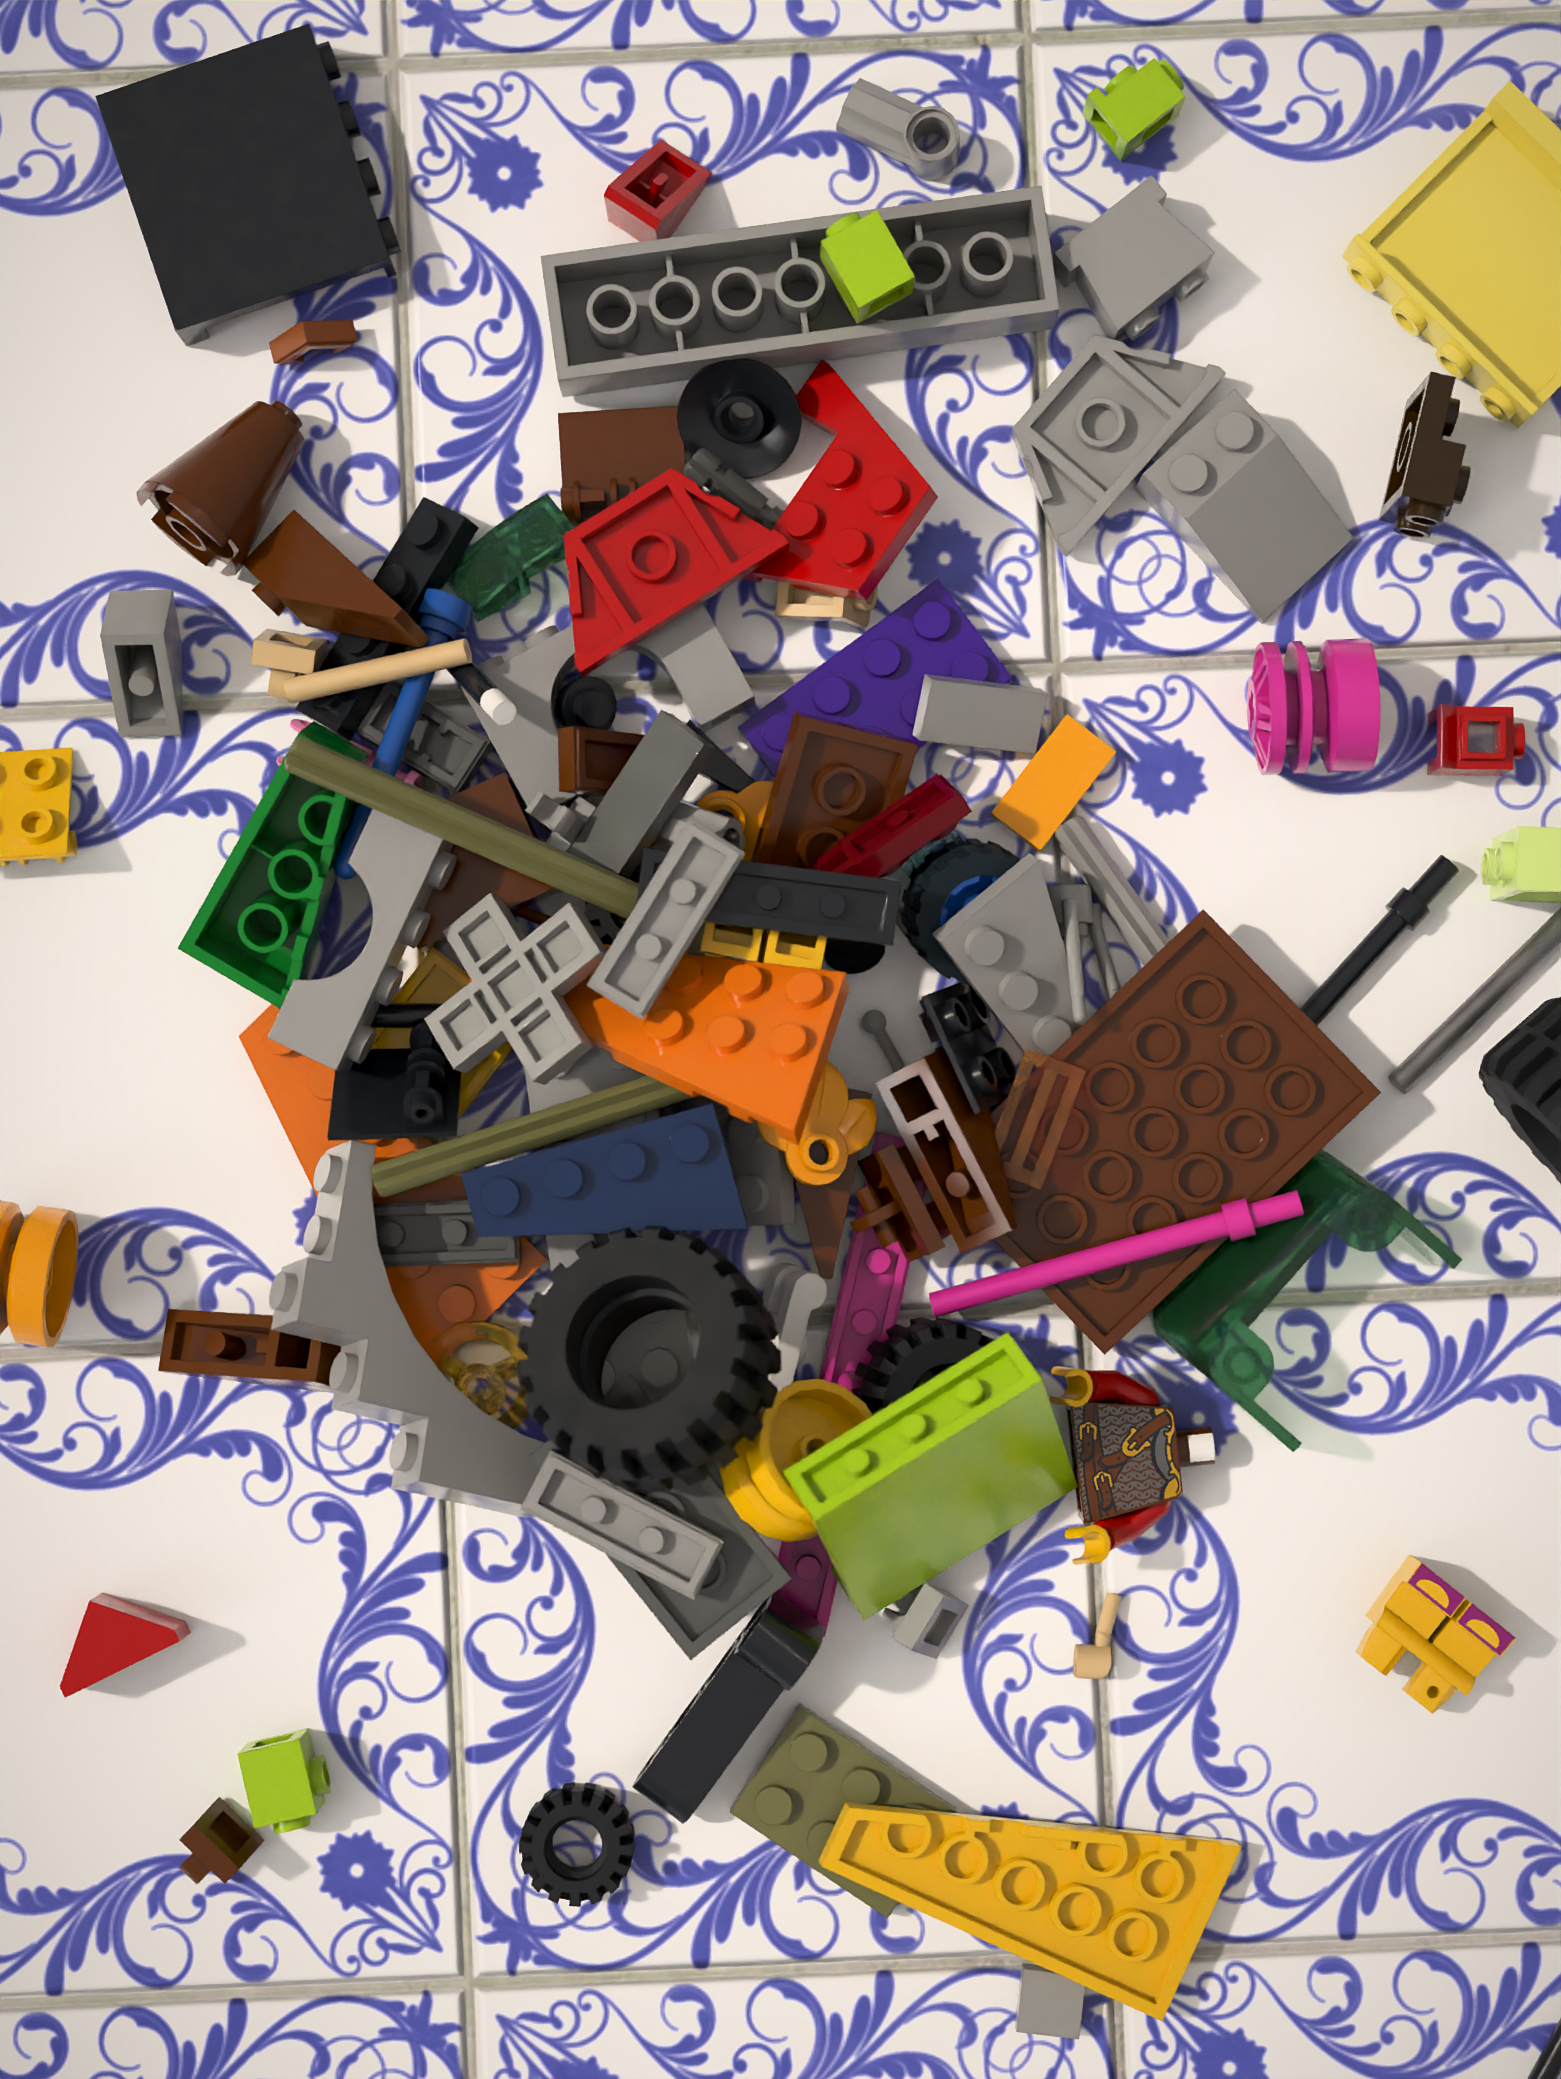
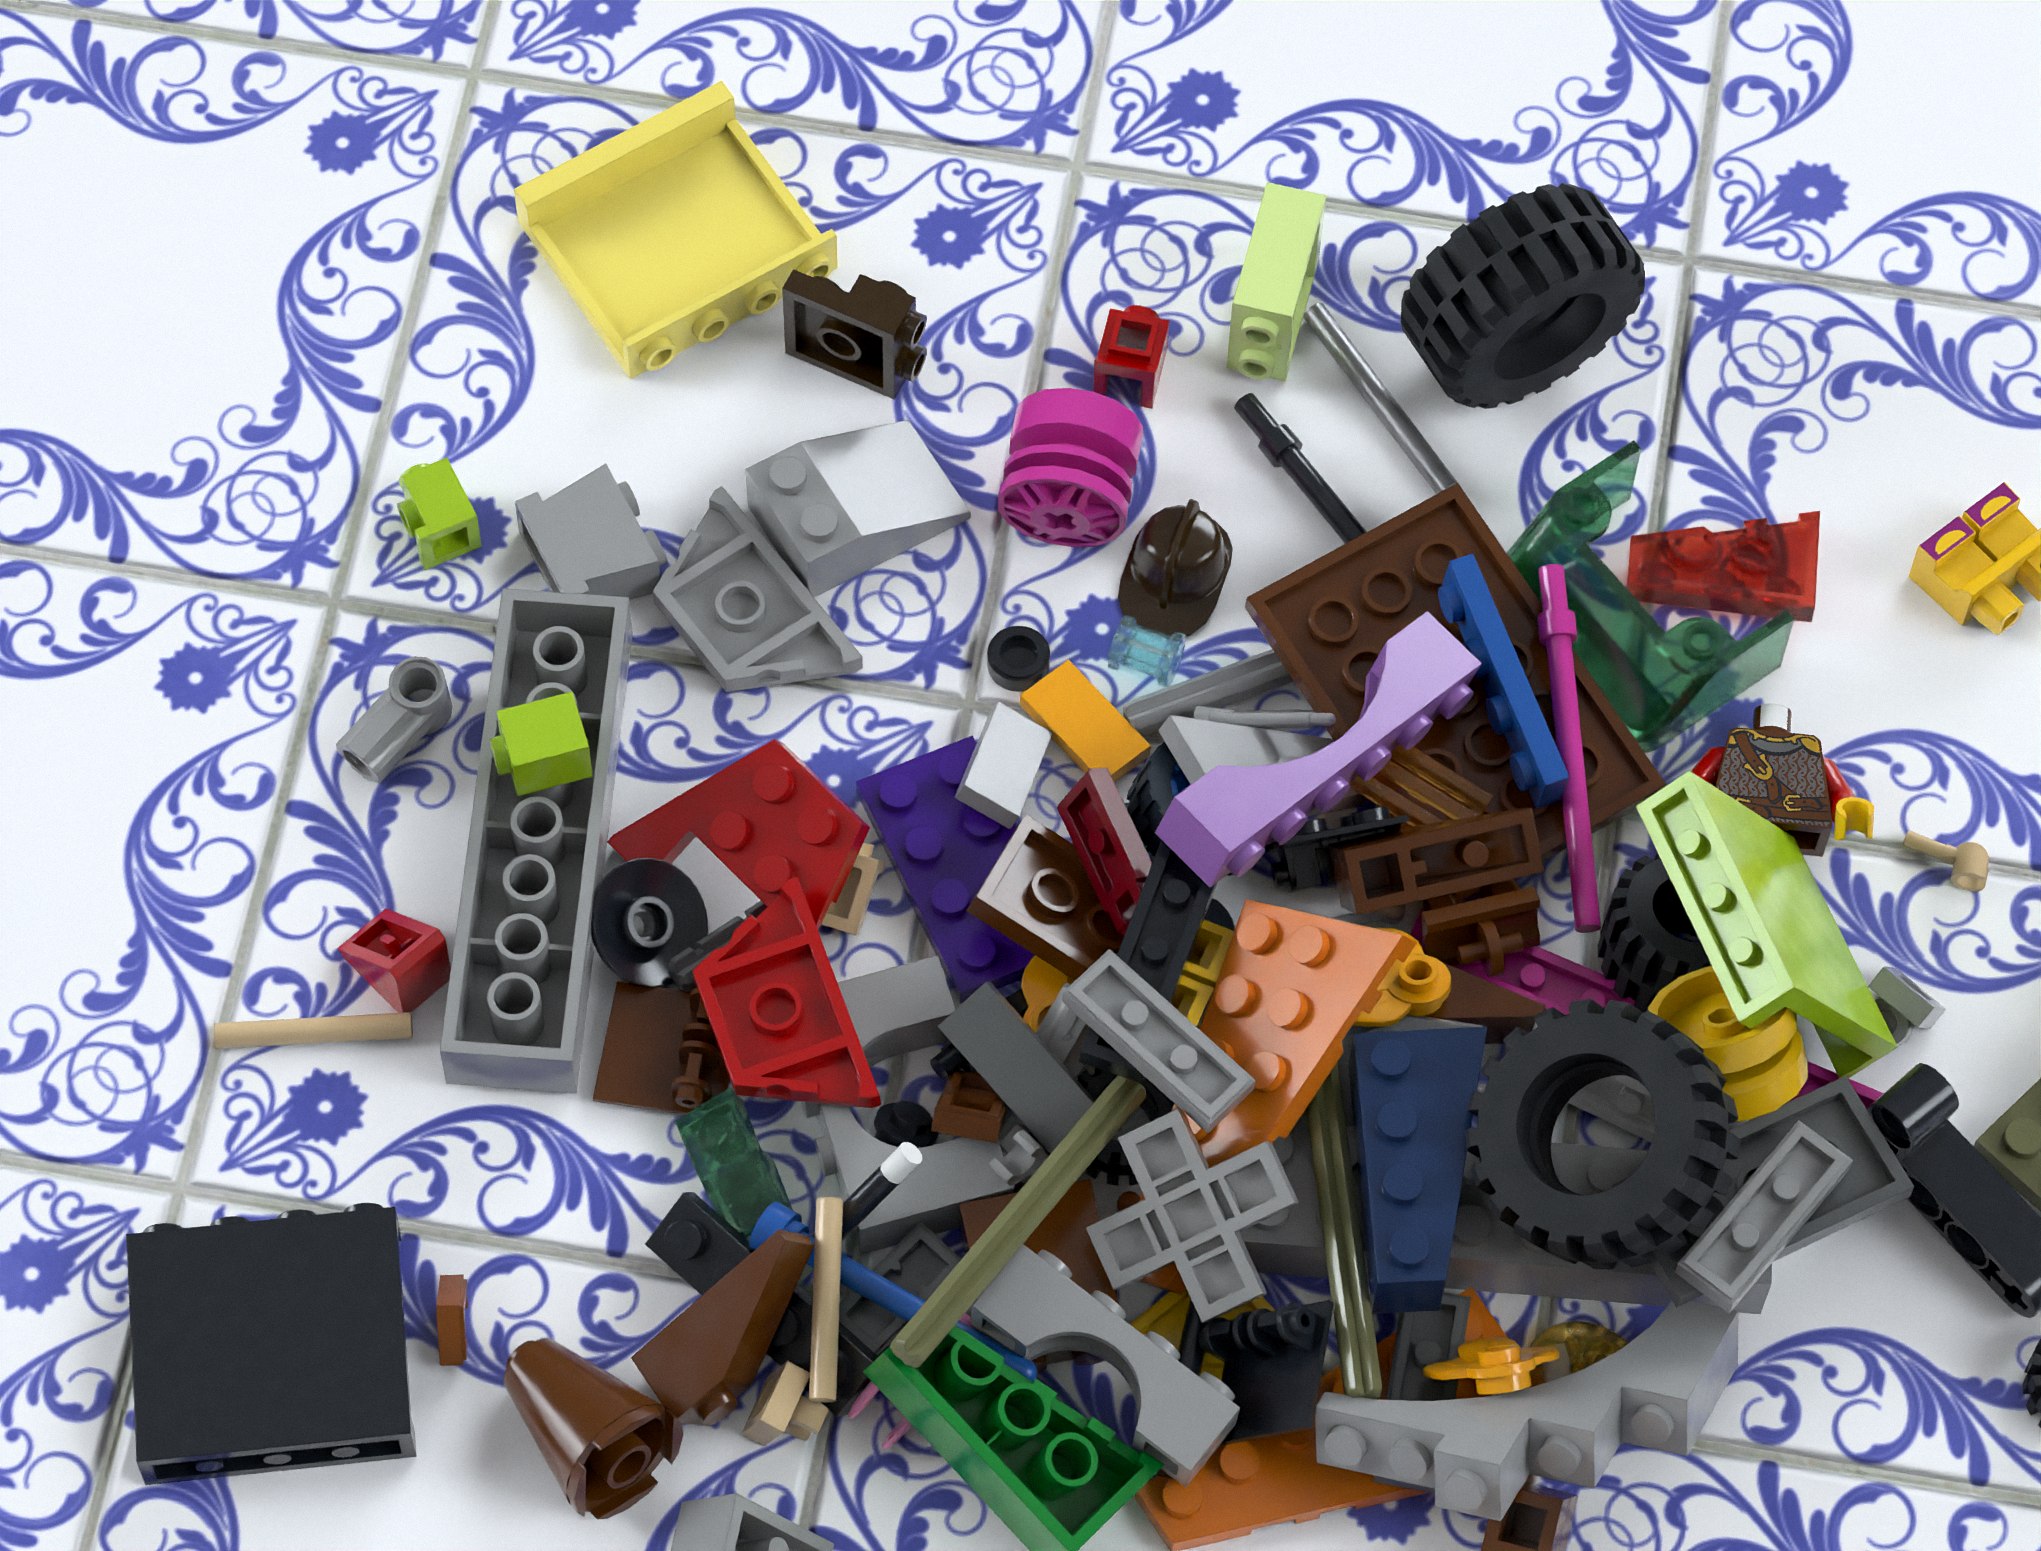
camera: 80 degrees left, 25 degrees down
(439, 1294) = (1494, 1364): none -> light orange plate
(571, 140) = (313, 1030): none -> tan bar
(917, 944) = (1238, 810): none -> arch
(1112, 704) = (1018, 658): none -> black tile
(1141, 825) = (1146, 651): none -> clear light blue bush
(1183, 1160) = (1511, 701): none -> blue plate
(1243, 835) = (1175, 570): none -> dark brown piece
(1367, 1384) = (1730, 571): none -> clear red wing

